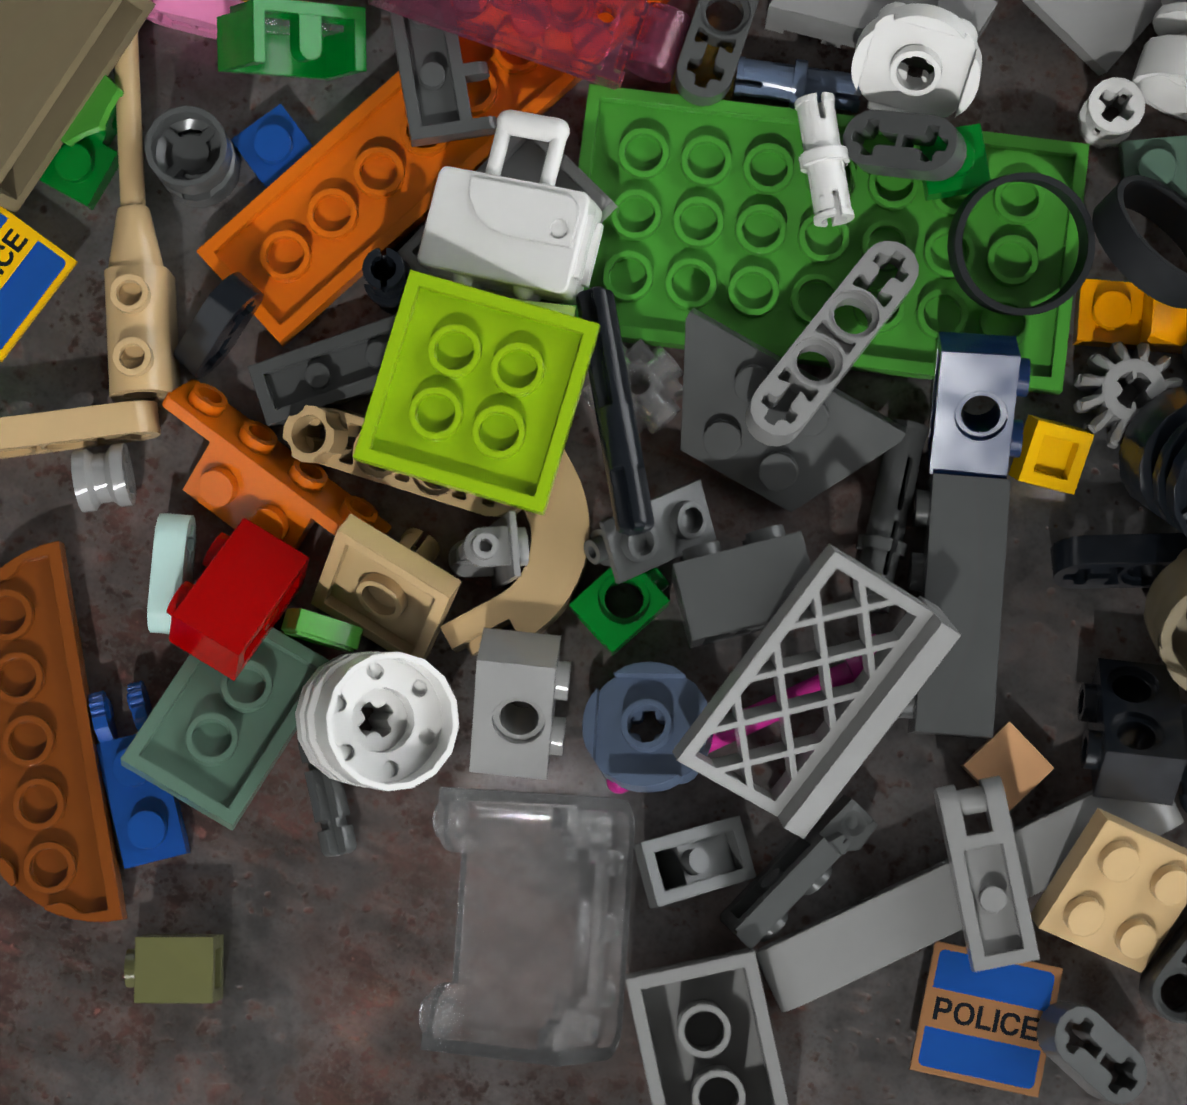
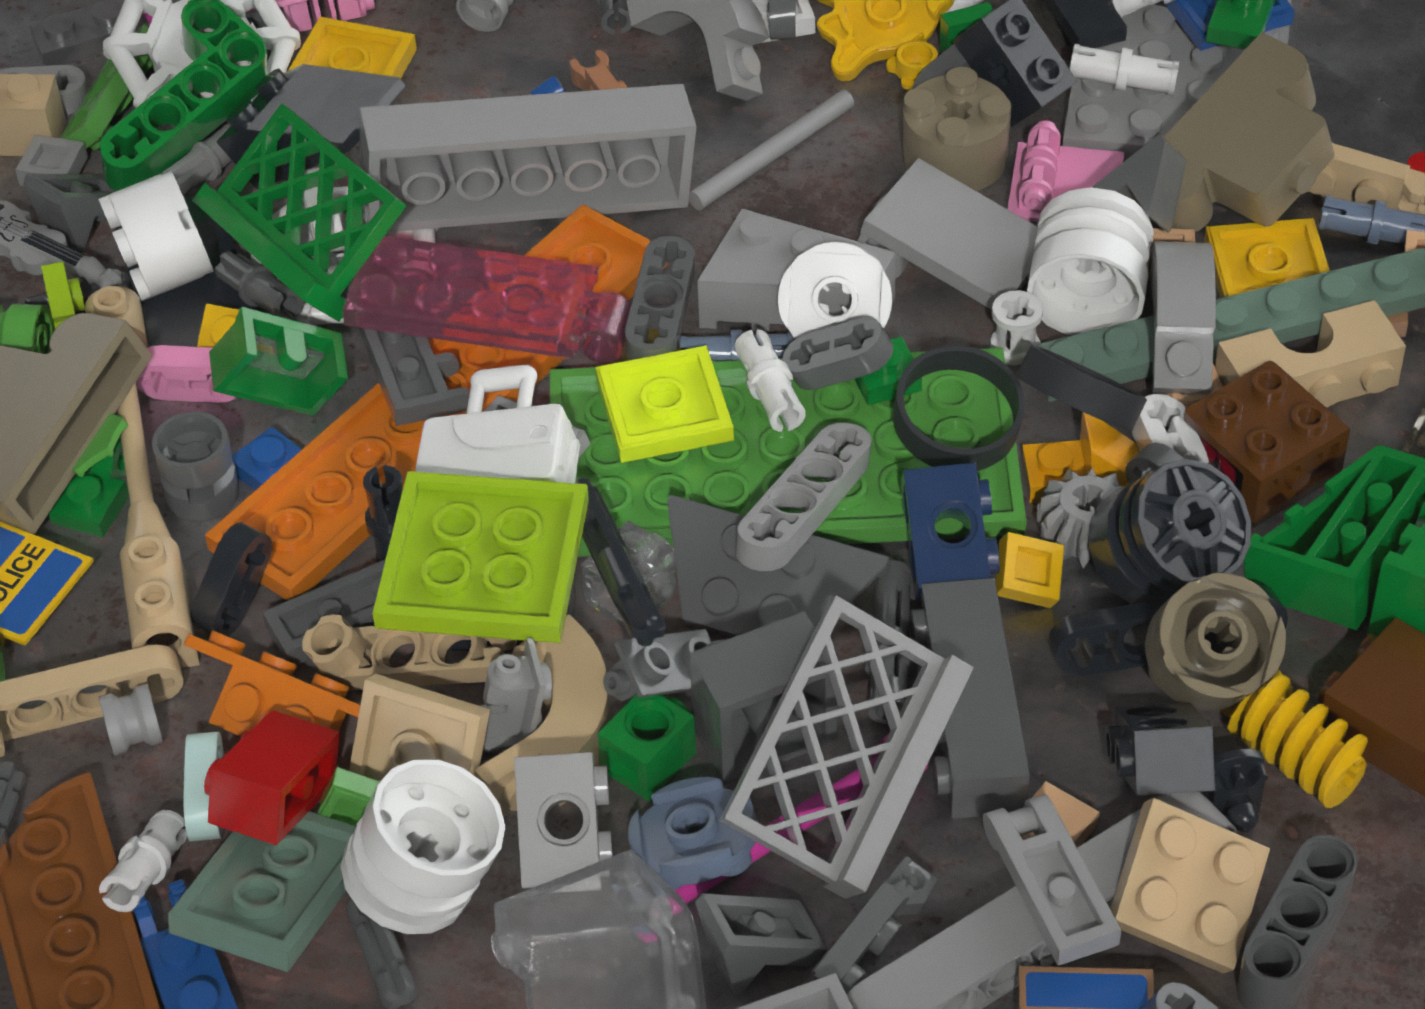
camera: 15 degrees left, 35 degrees down
(104, 664) = (143, 861): none -> white pin
(705, 163) = (664, 404): none -> neon yellow tile

